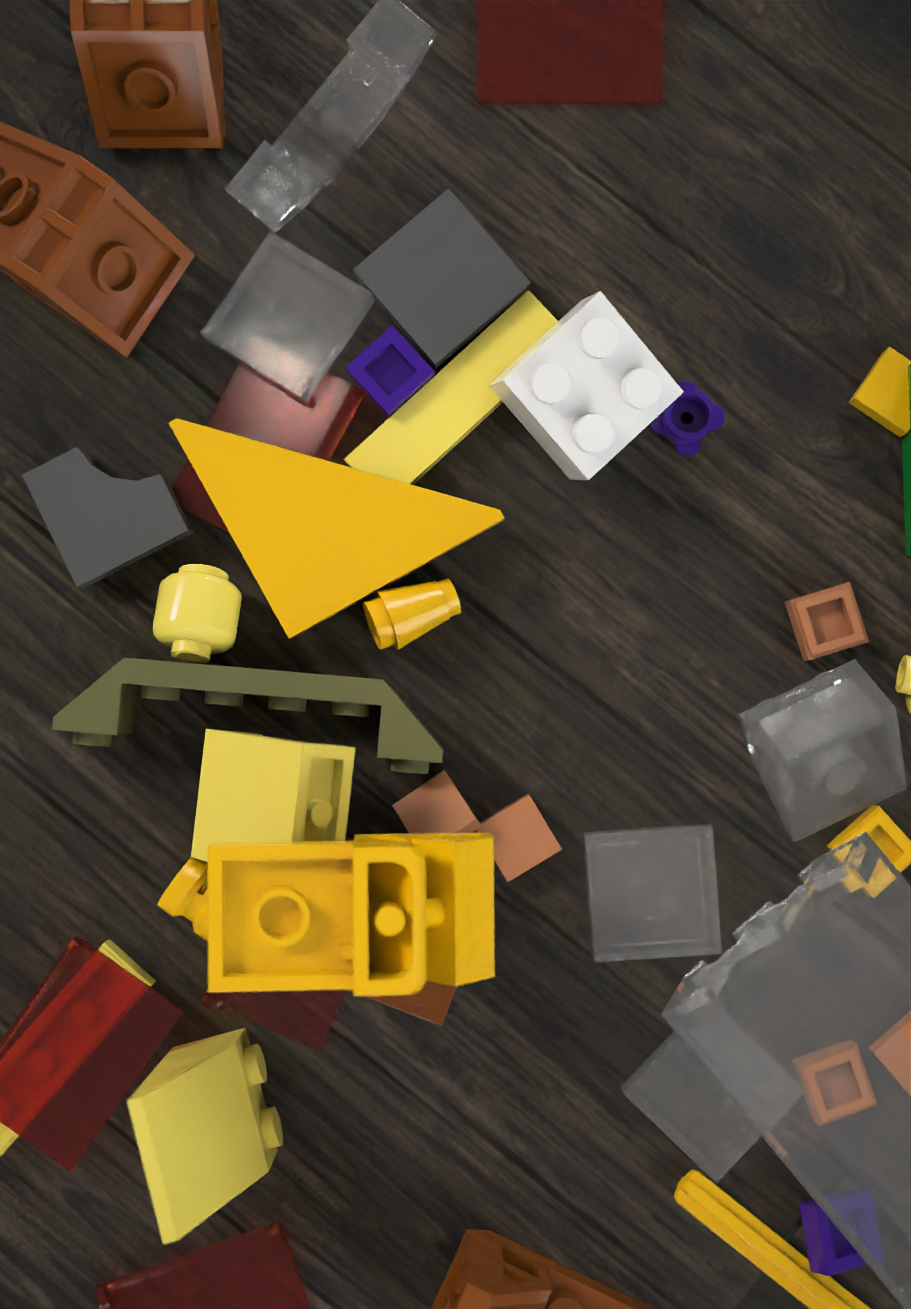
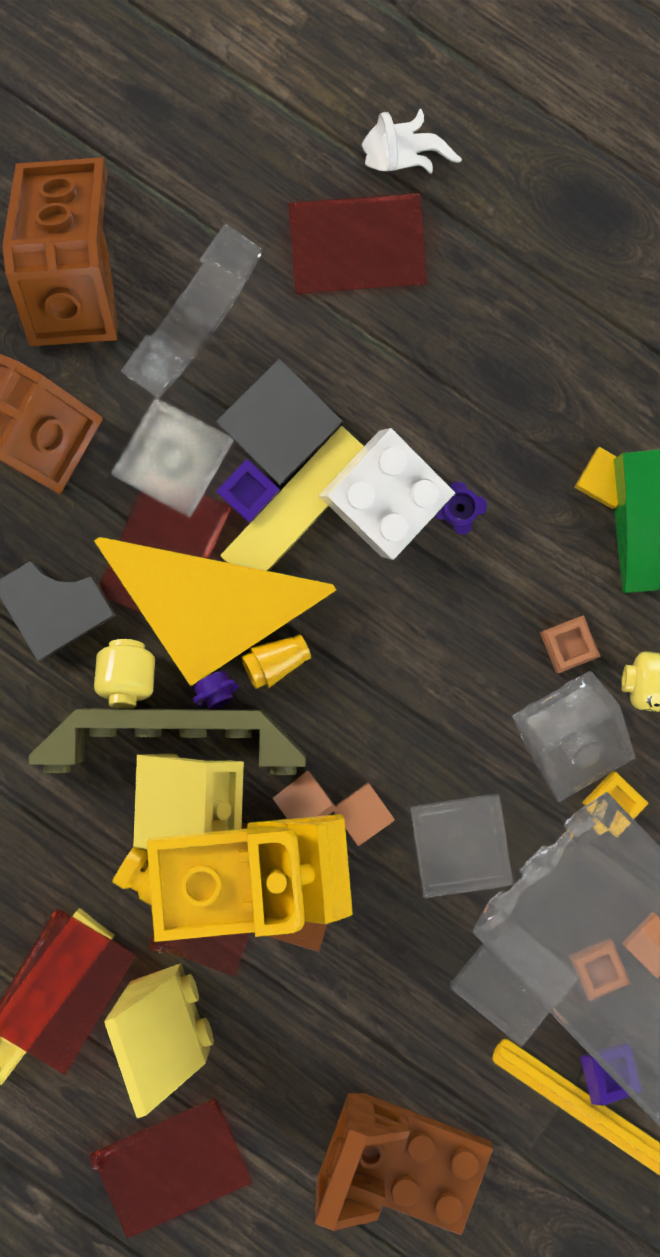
camera: 10 degrees left, 0 degrees up
(322, 647) = (214, 690): none -> dark purple plate

